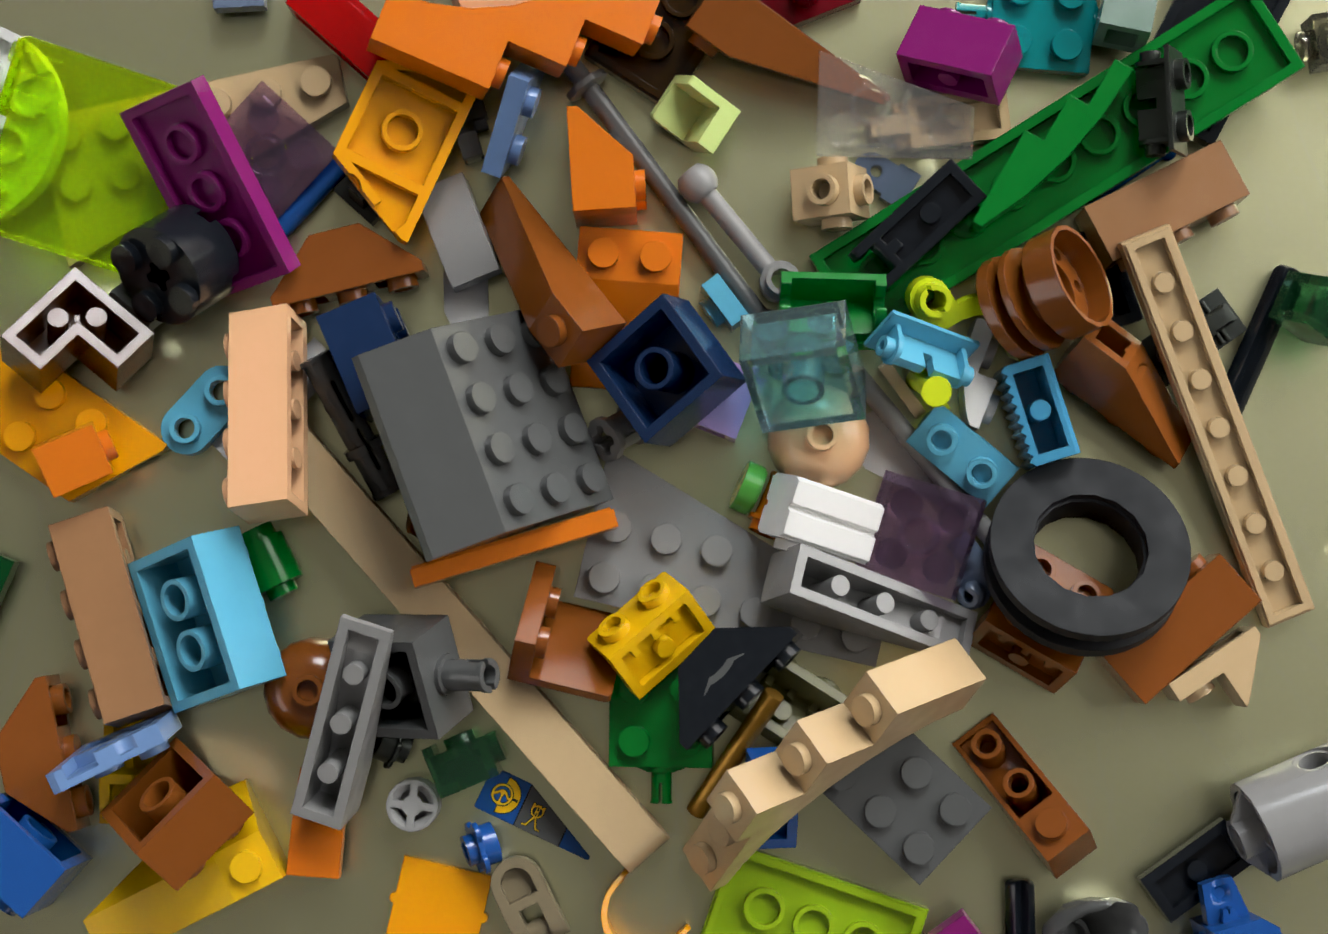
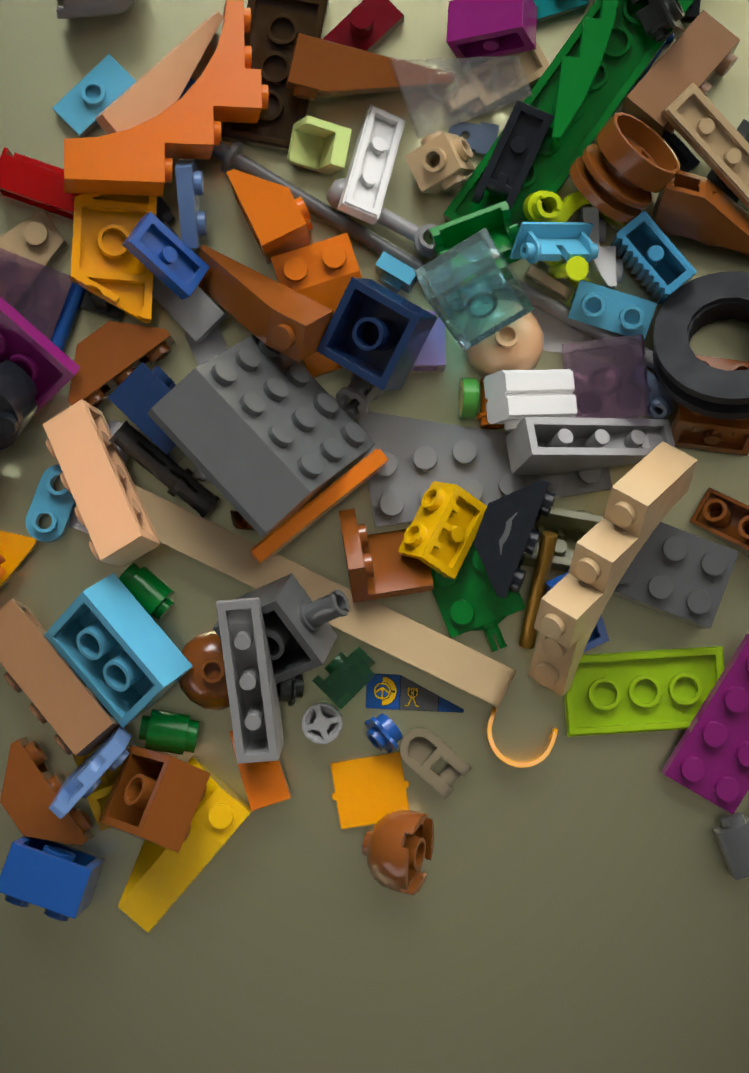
camera: 20 degrees left, 0 degrees up
(228, 739) = (169, 732): none -> green brick
(456, 174) = (166, 255): none -> blue plate
(747, 163) = (371, 165): none -> white tile

